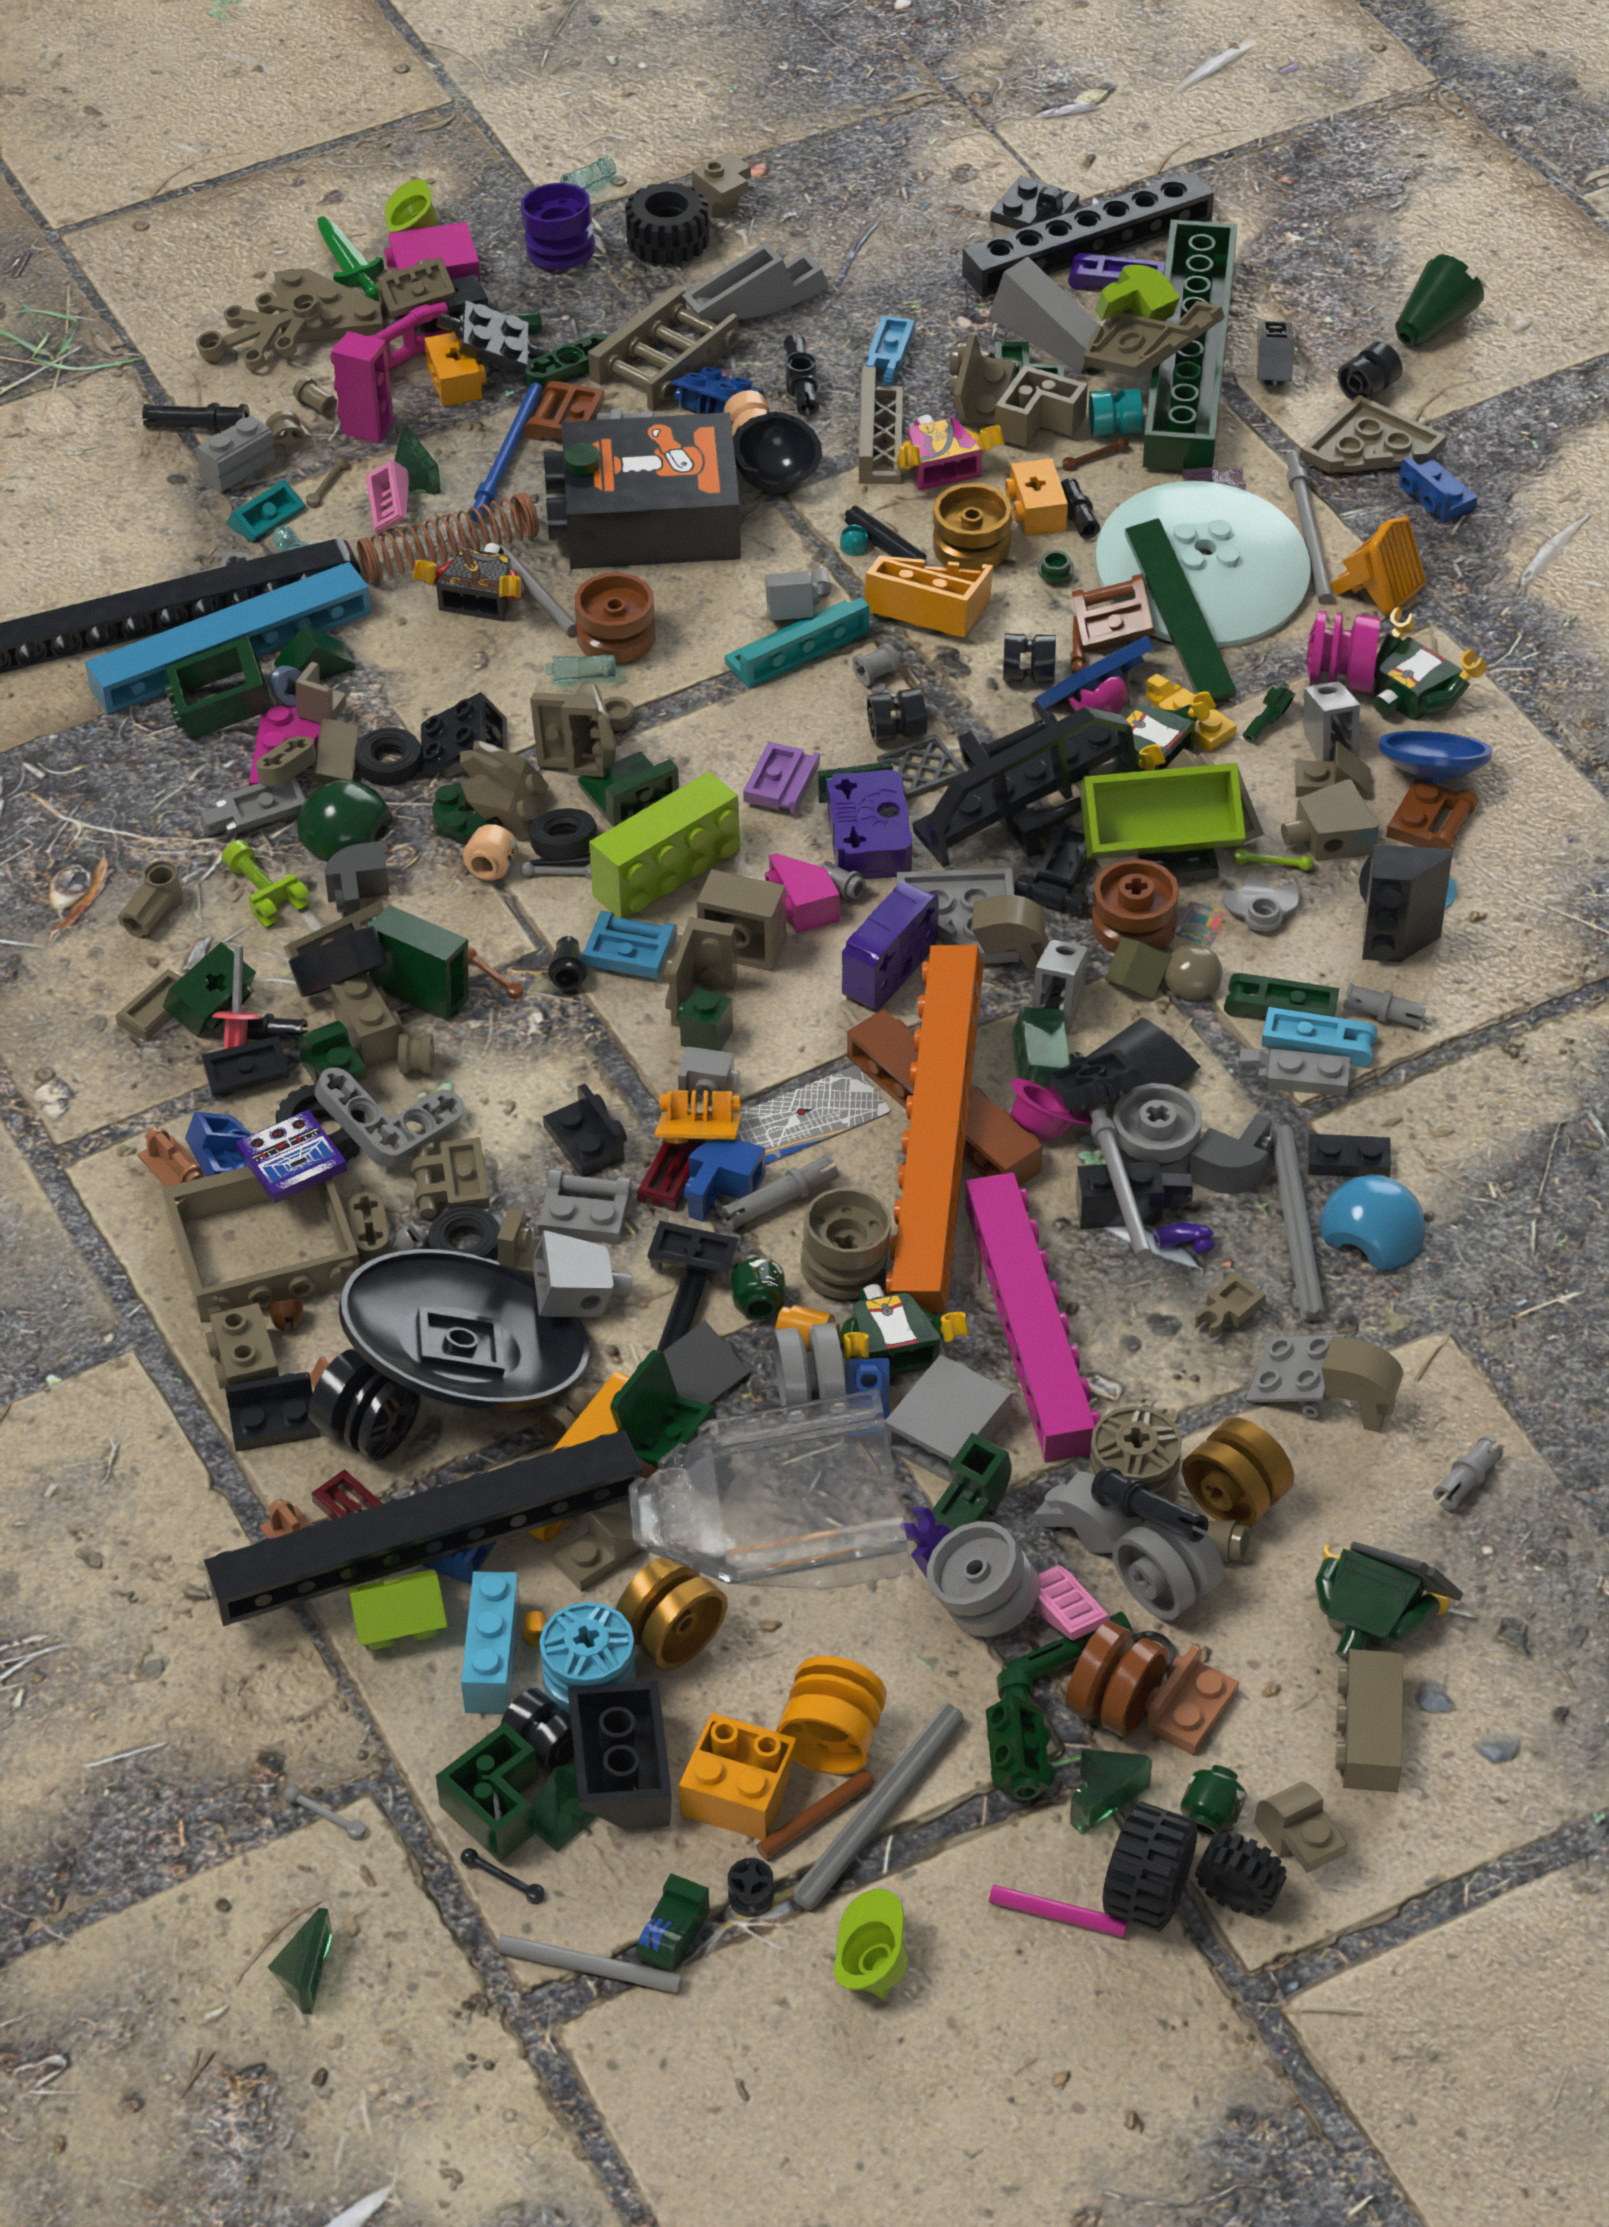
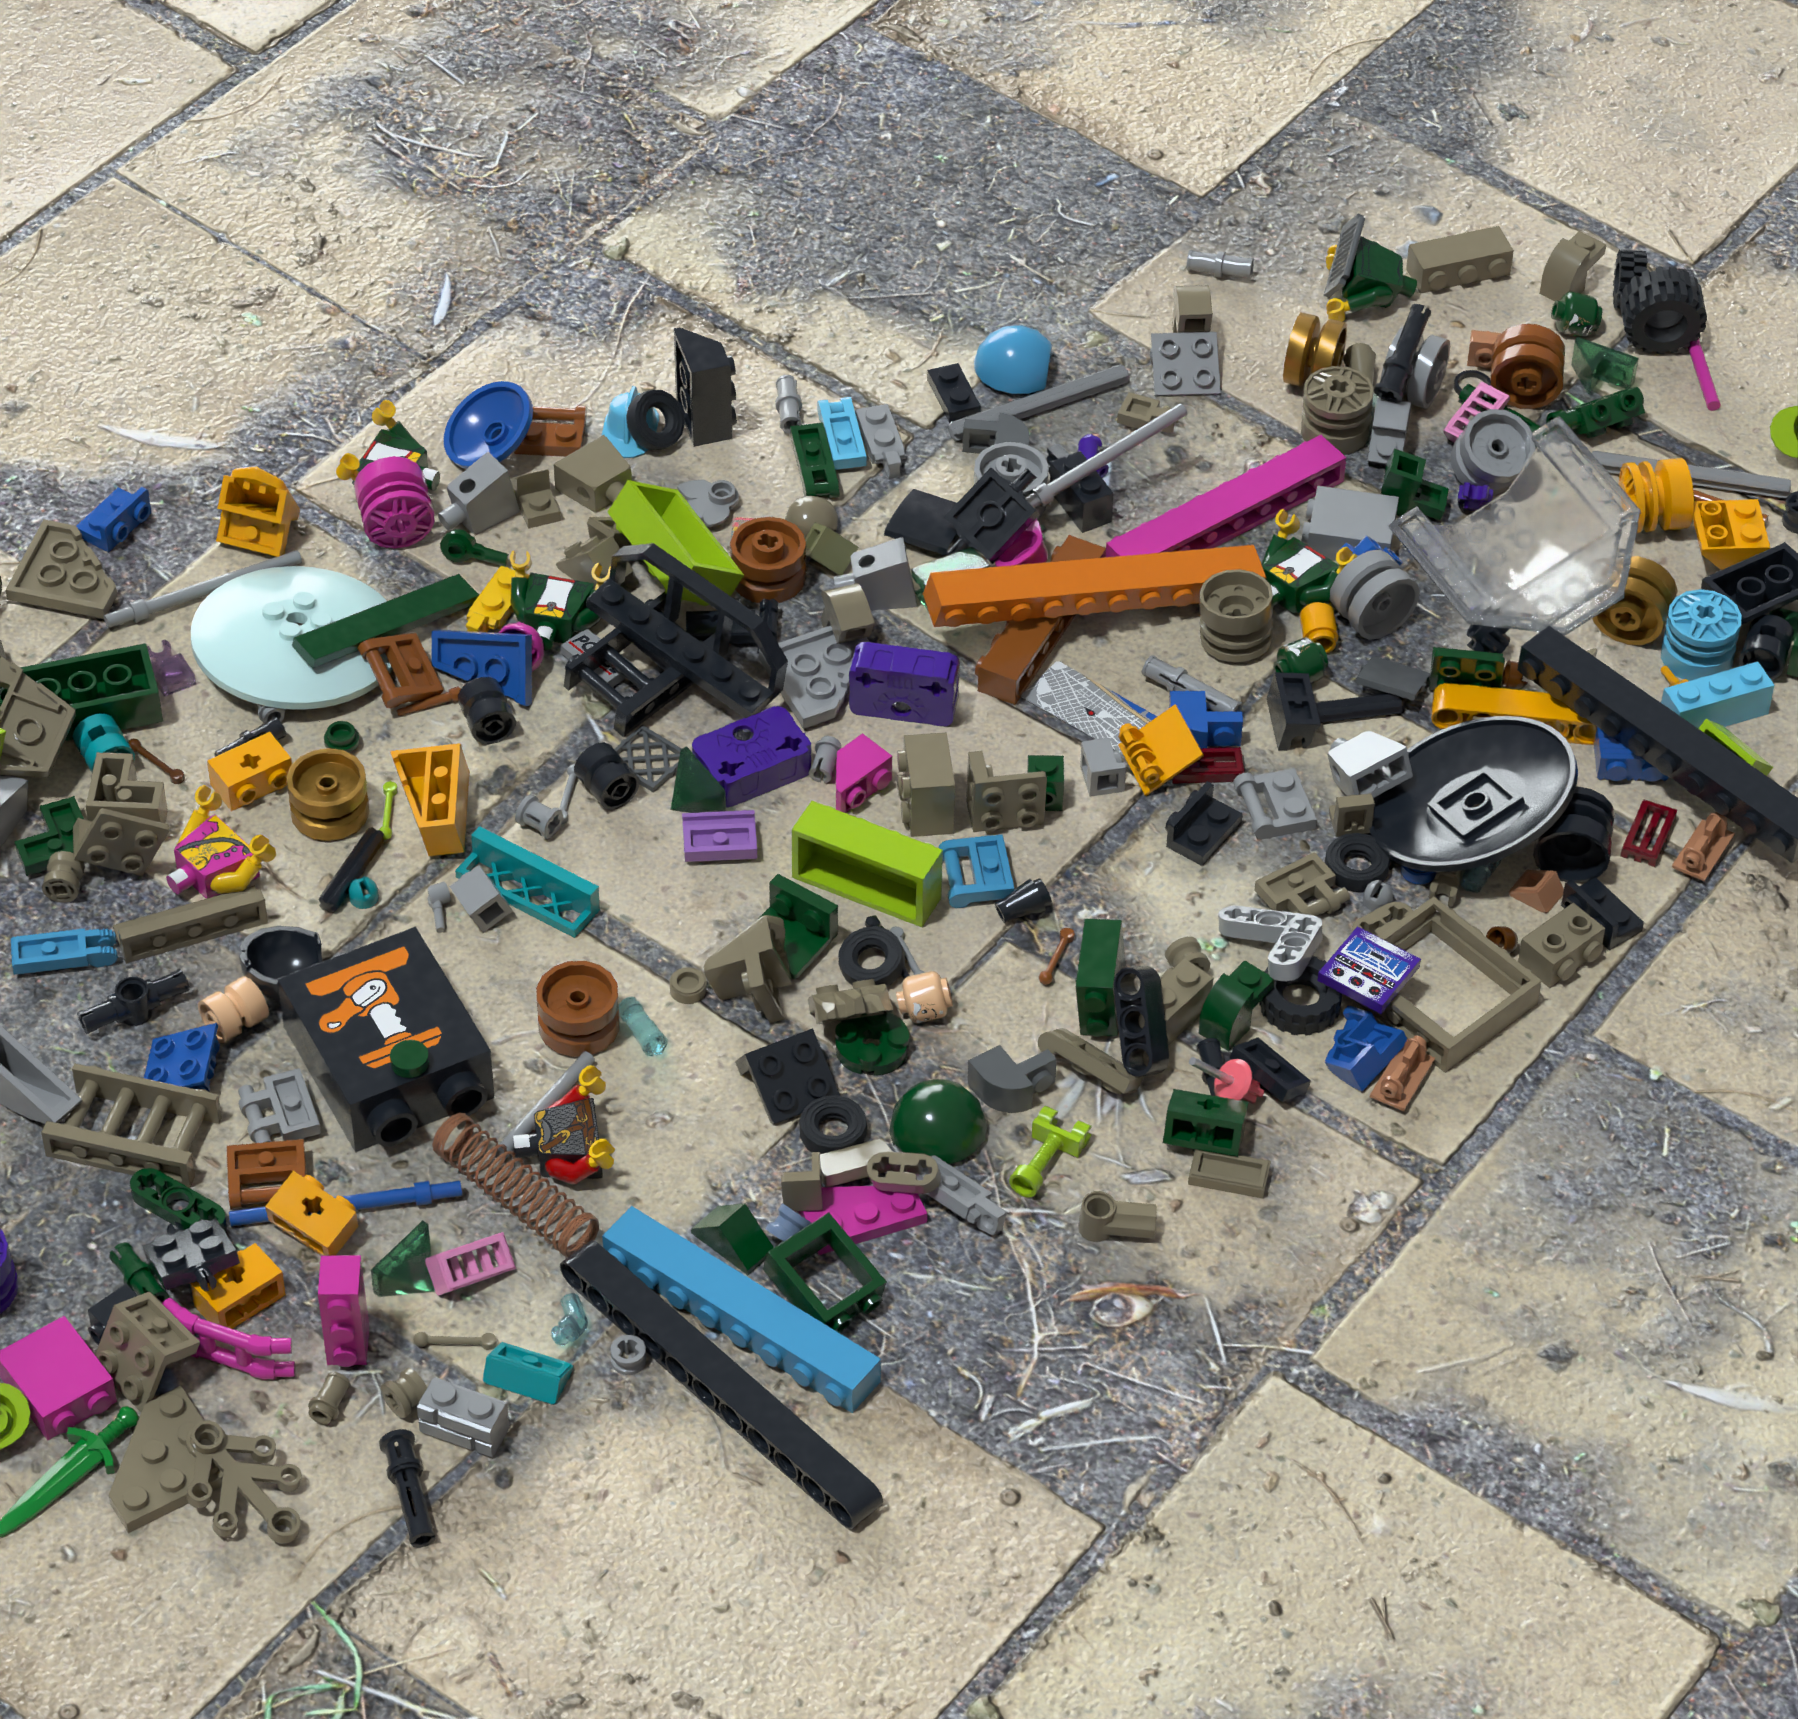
camera: 115 degrees left, 0 degrees up
(492, 413) = (322, 1232): none -> light orange brick

